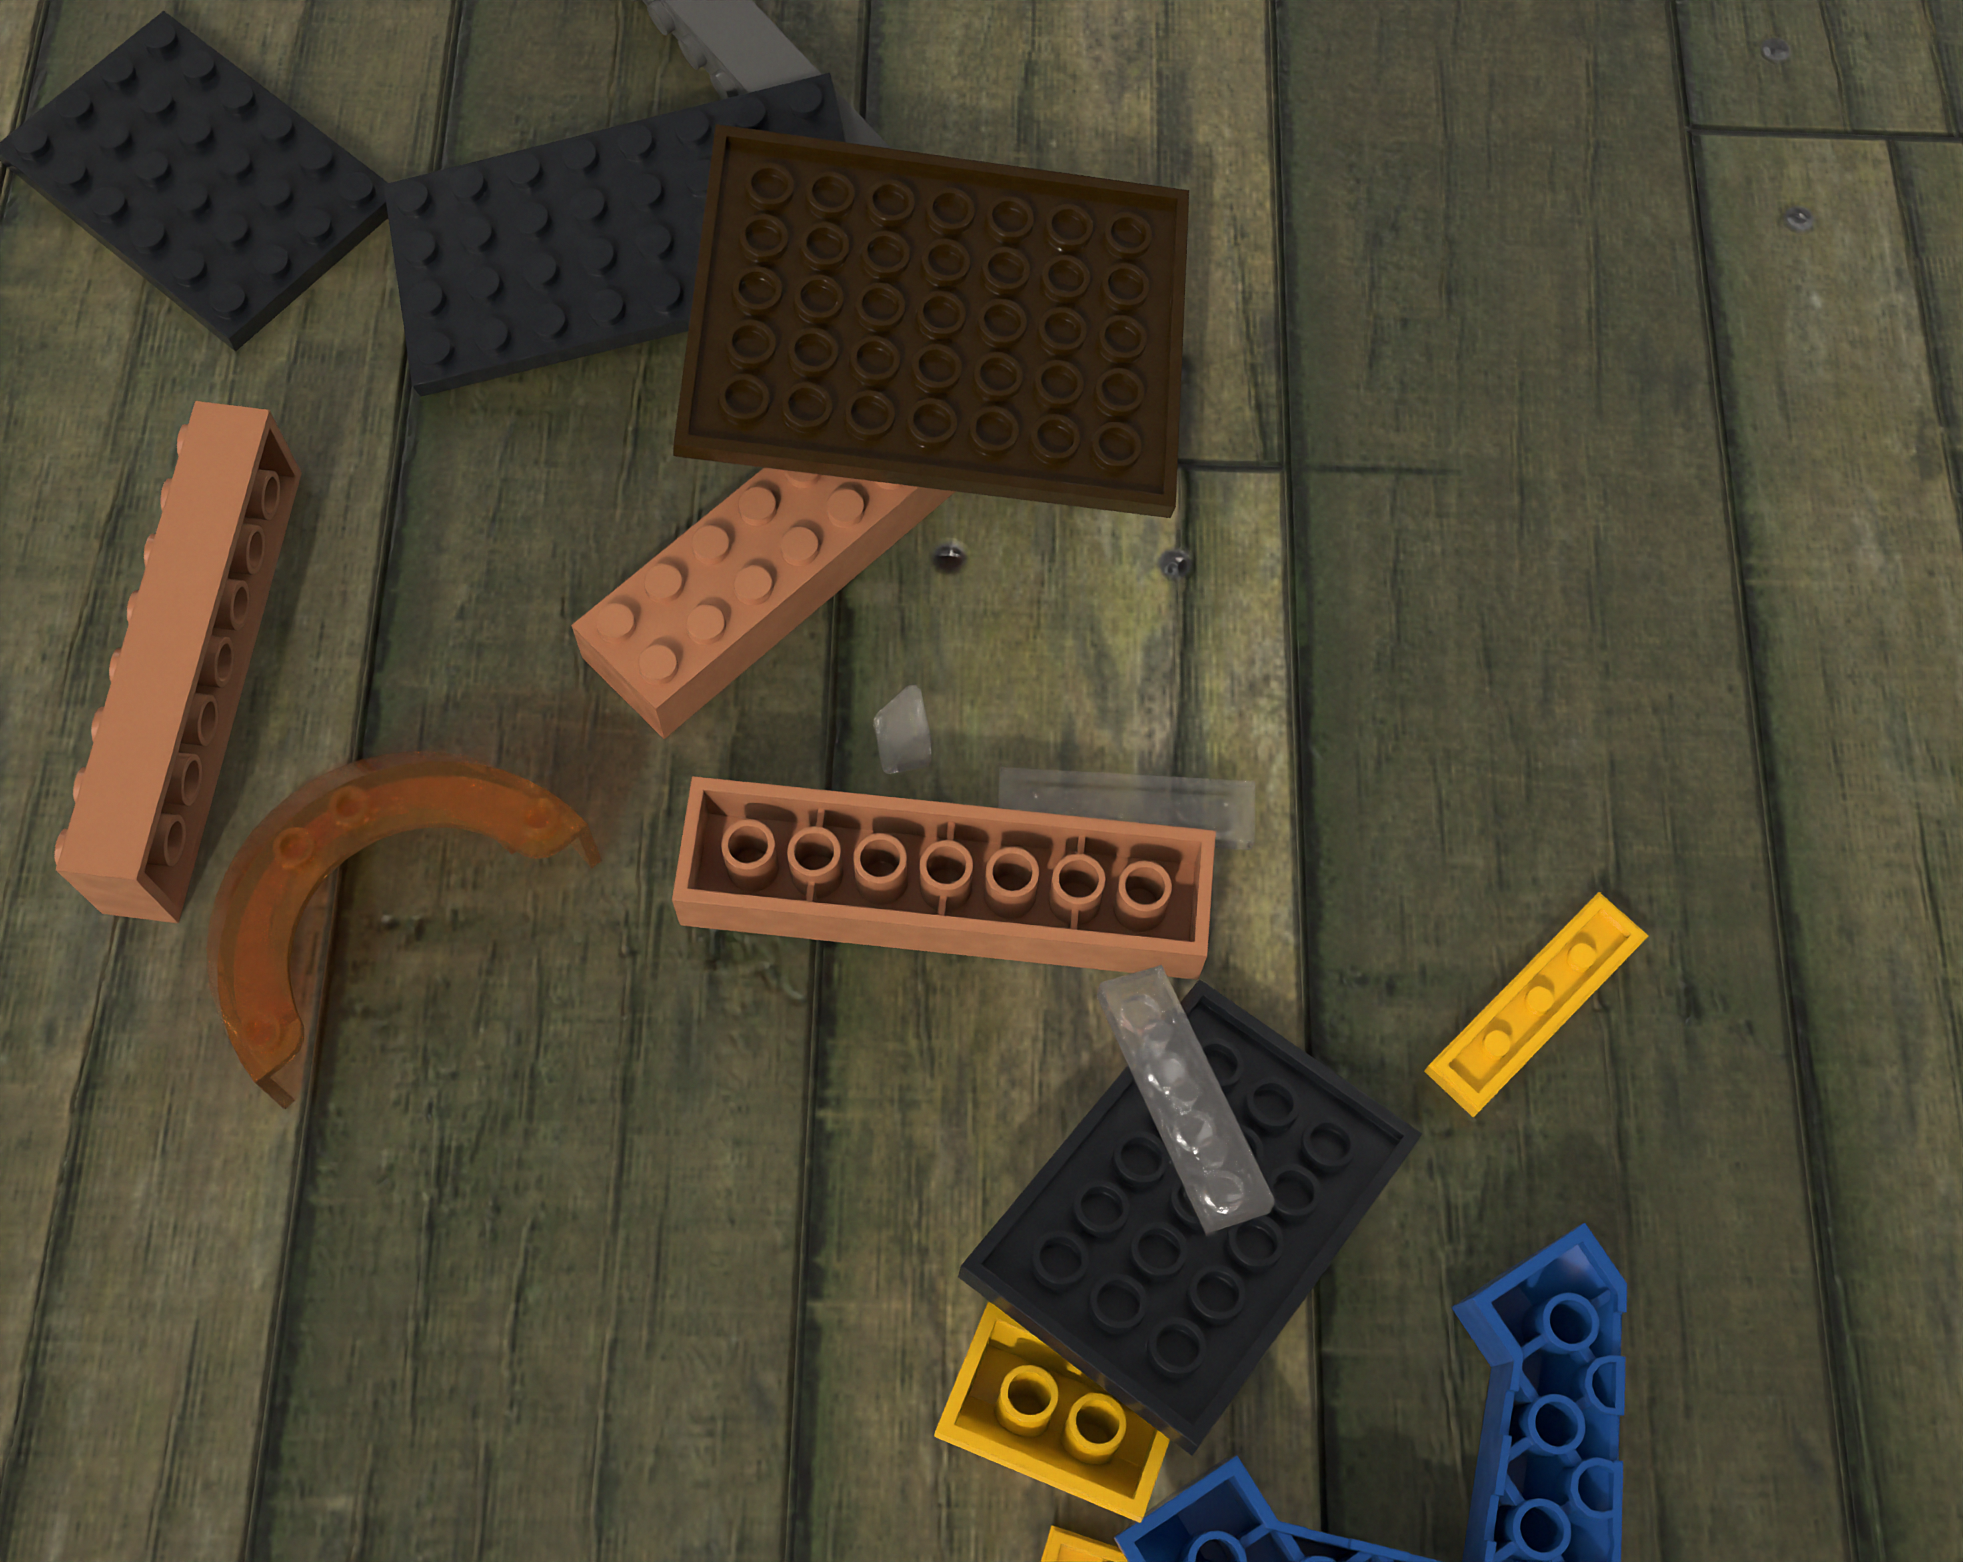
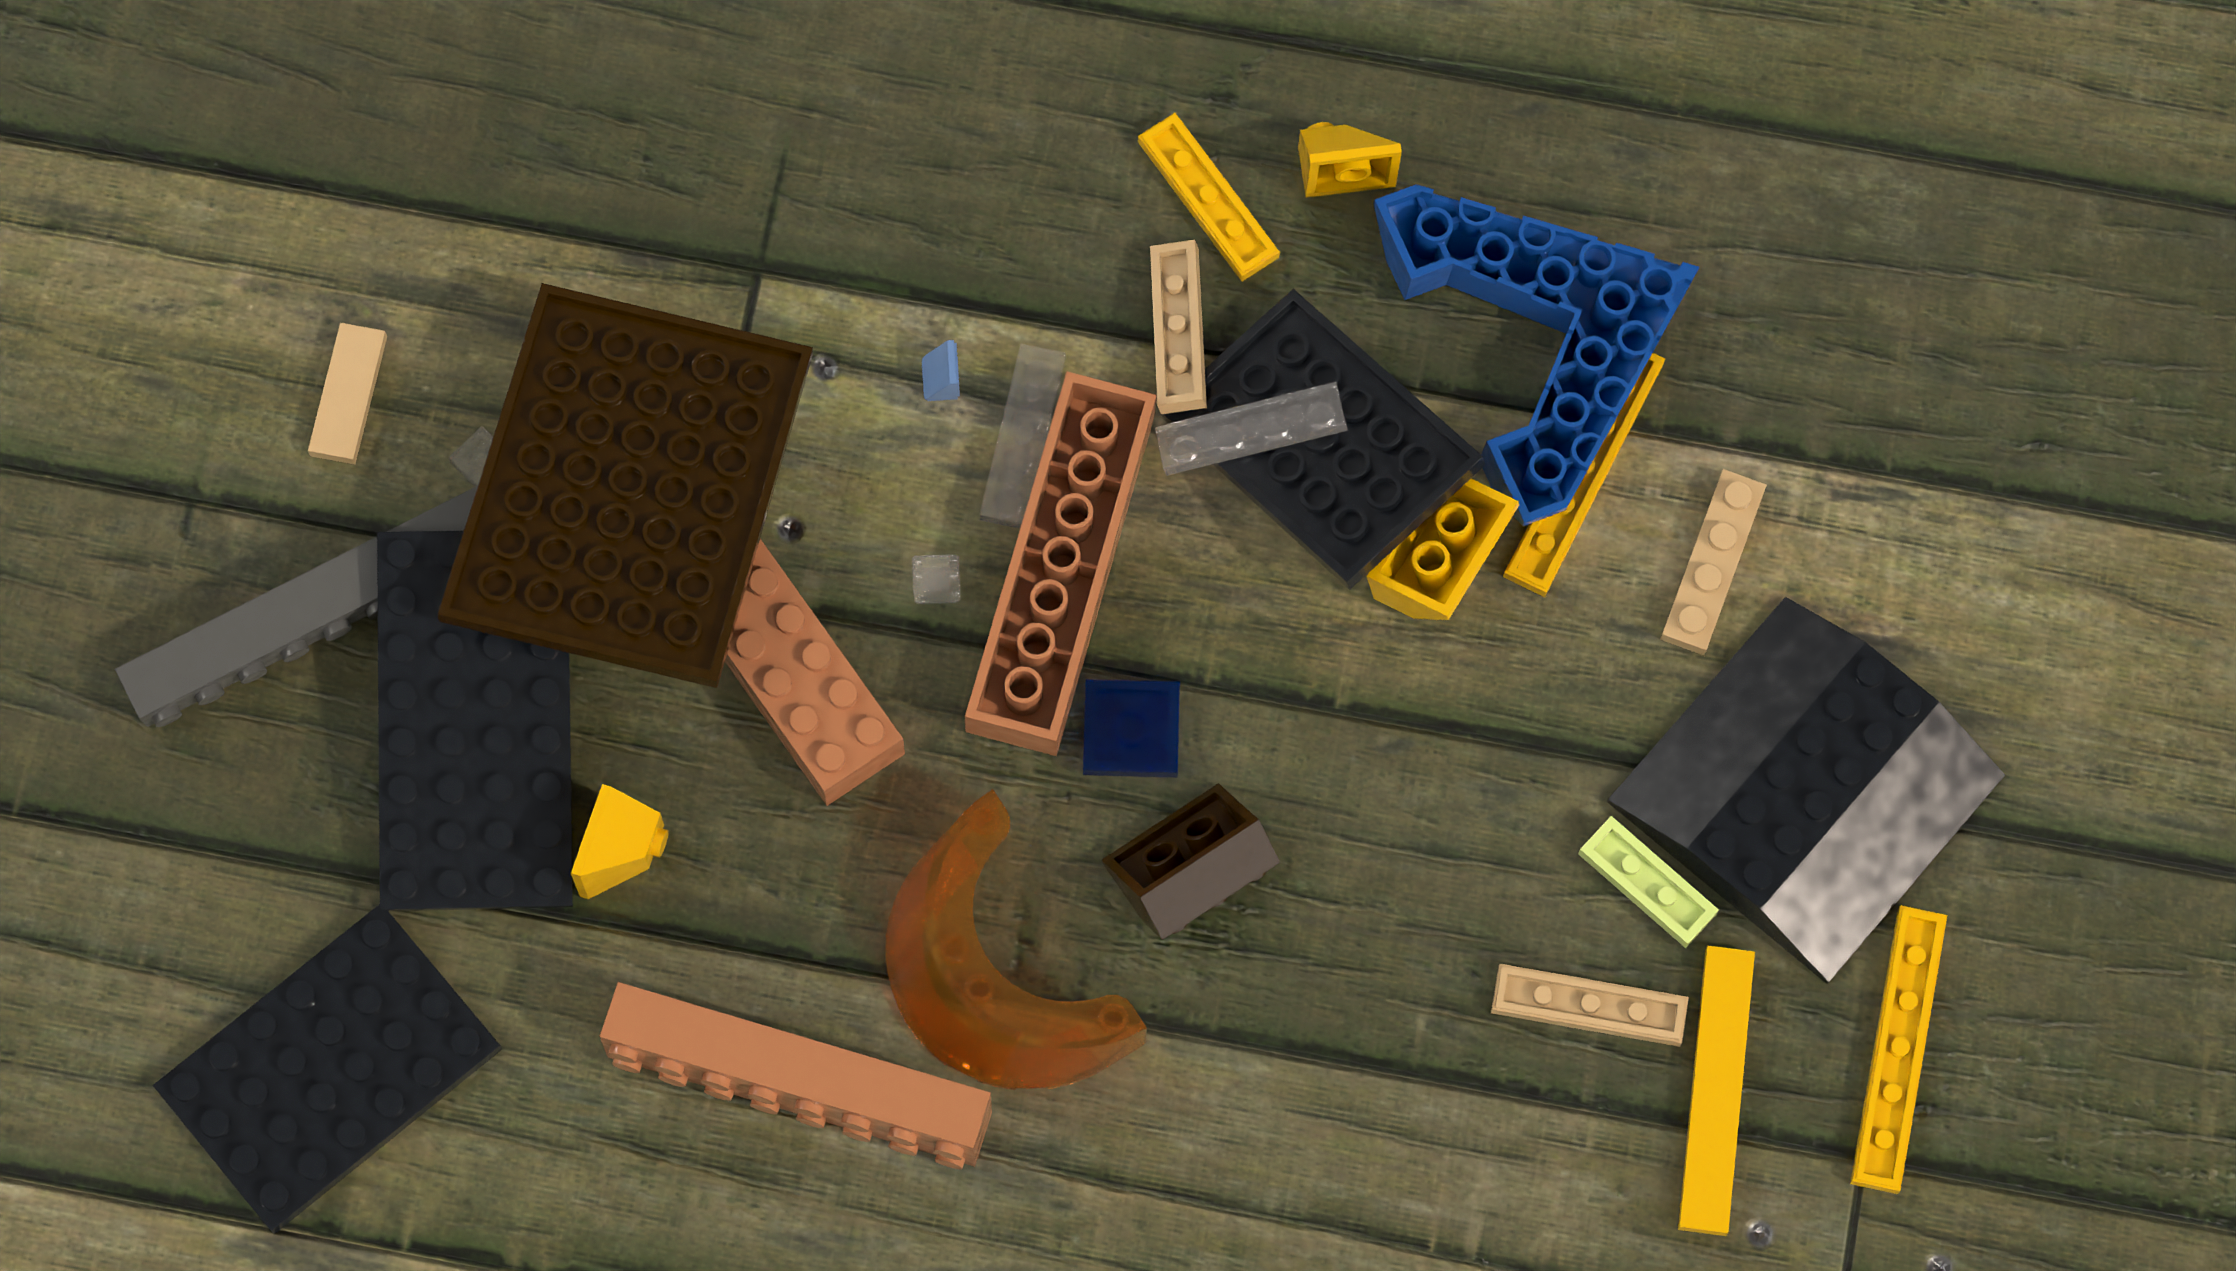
camera: 80 degrees left, 5 degrees up
(486, 402) = (617, 842): none -> yellow slope
(539, 1124) = (1191, 861): none -> dark brown slope
(727, 1015) = (1131, 728): none -> clear blue plate
(1027, 63) = (347, 393): none -> tan tile
(1195, 700) = (941, 373): none -> medium blue slope
(1324, 982) = (1178, 327): none -> tan plate
(1641, 1177) = (1346, 160): none -> yellow slope

